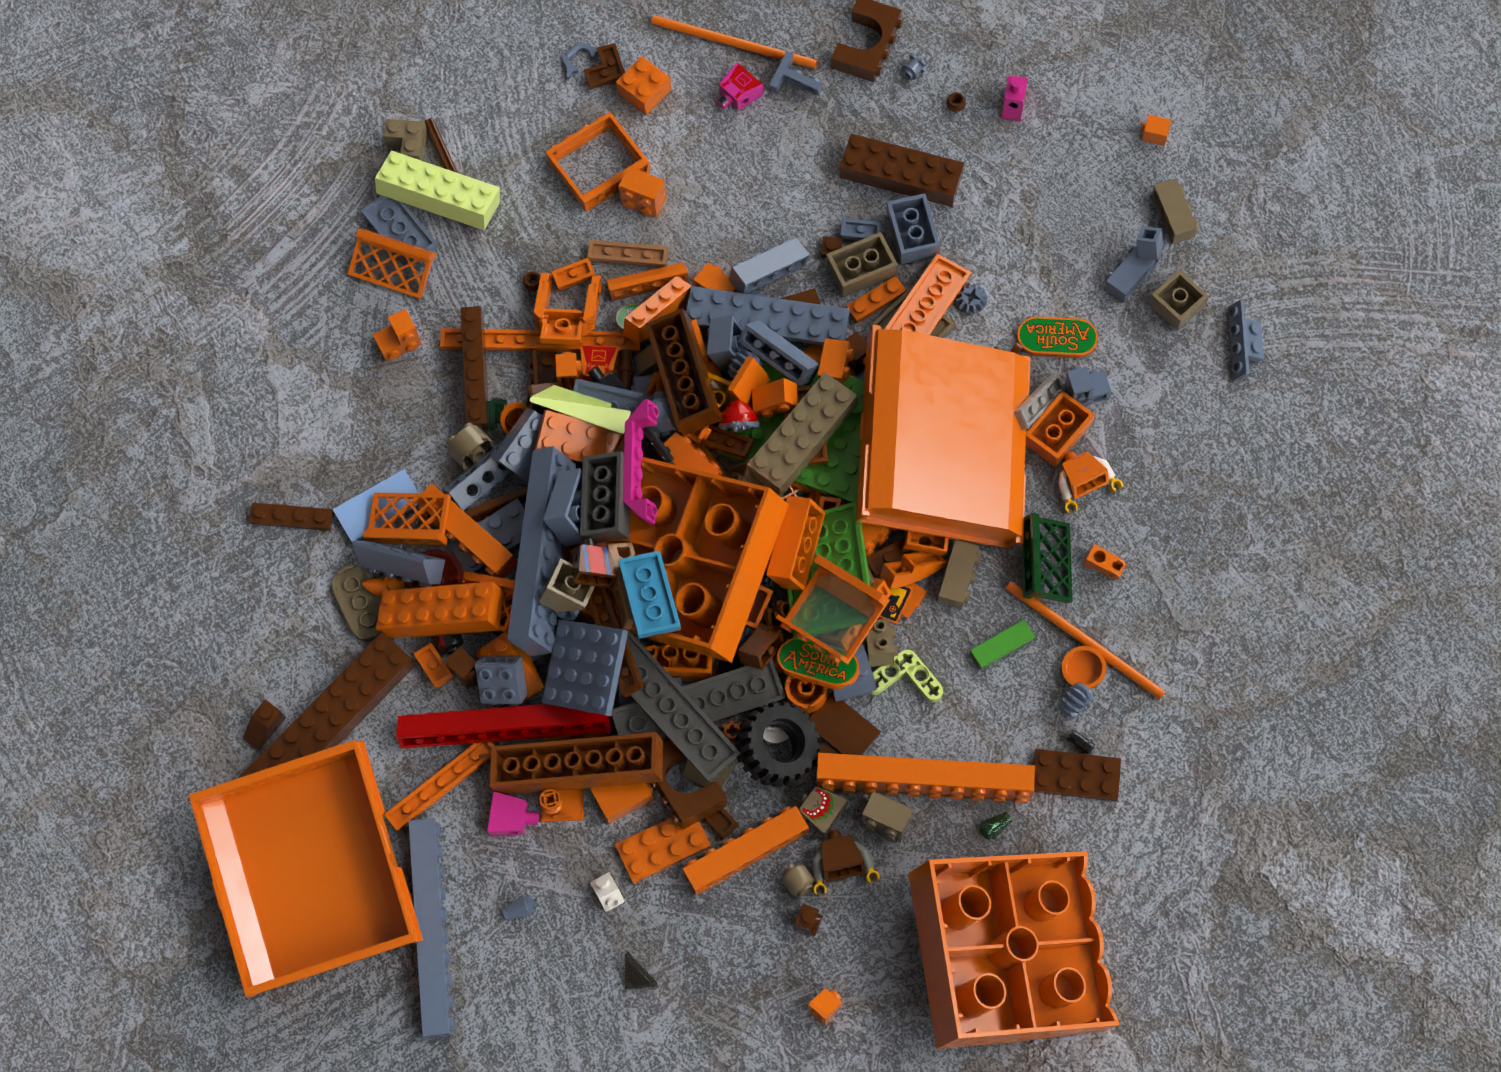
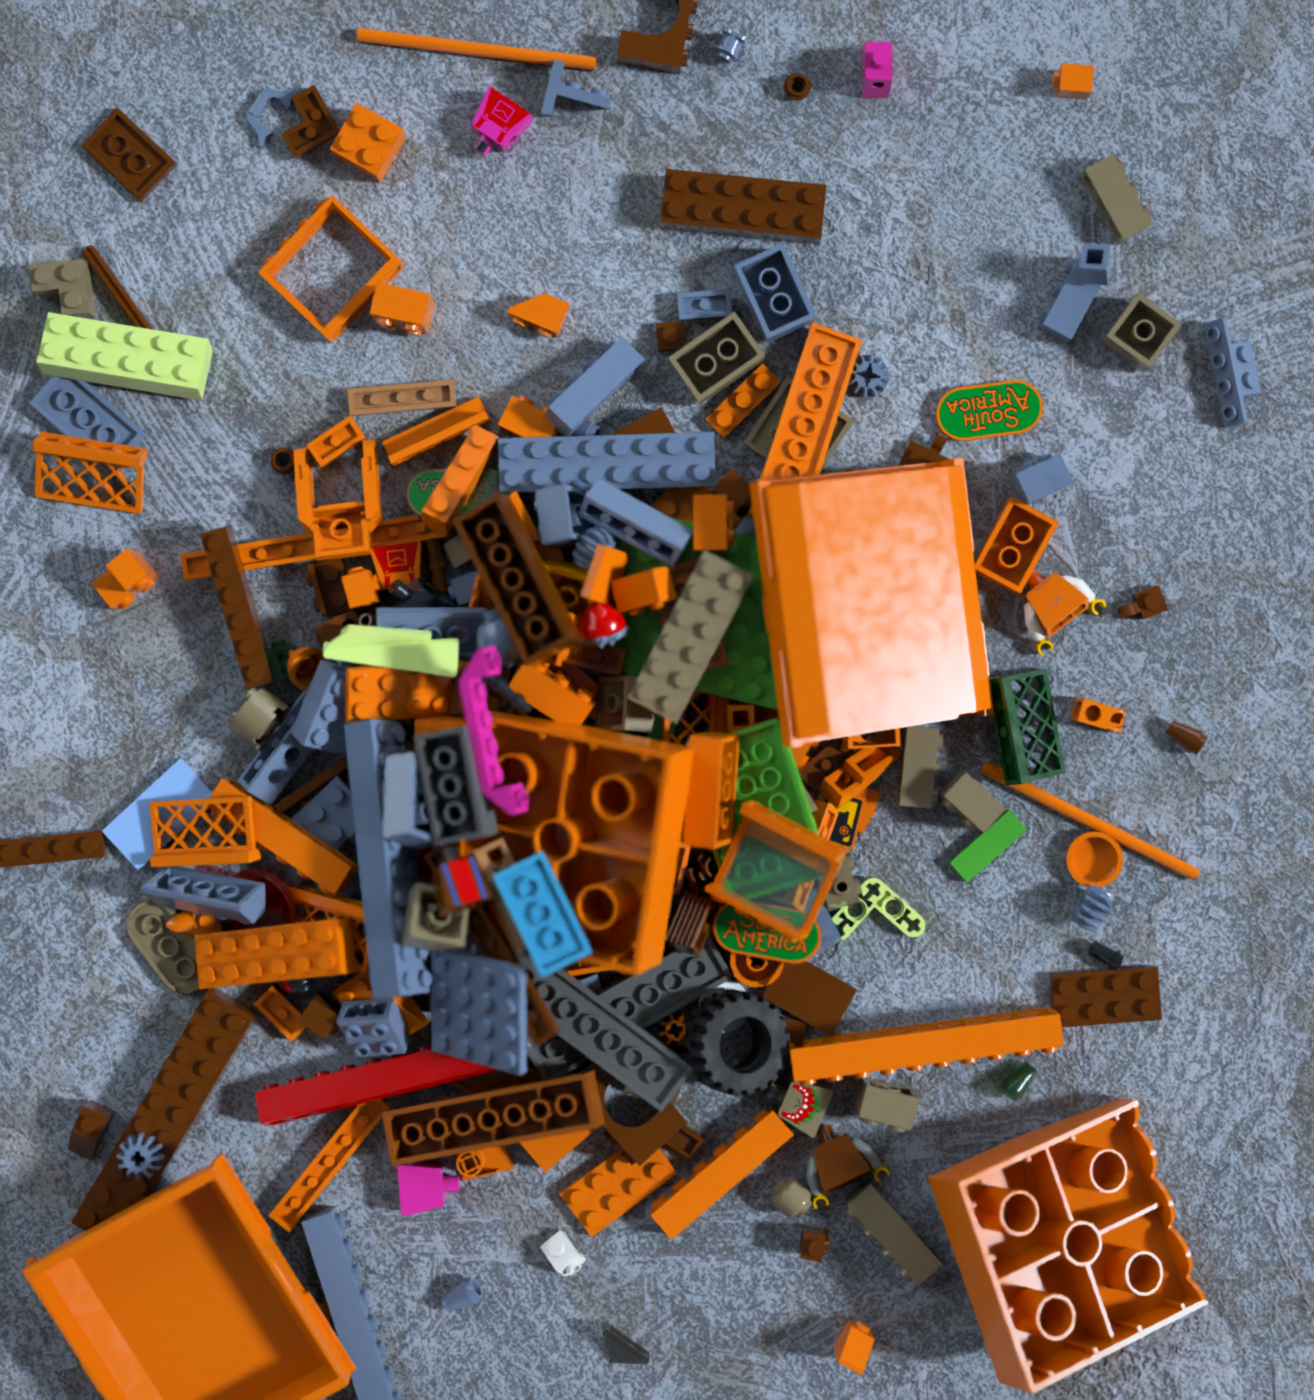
camera: 20 degrees left, 20 degrees up
(304, 744) = (146, 1150): none -> sand blue gear
(474, 67) = (129, 154): none -> reddish brown tile
(741, 214) = (541, 312): none -> orange slope
(874, 924) = (893, 1232): none -> dark tan brick
(994, 603) = (971, 801): none -> dark tan brick
(1039, 401) = (984, 517): light grey tile -> none
(1154, 490) = (1146, 604): none -> reddish brown plate
(1173, 593) = (1187, 737): none -> reddish brown cone

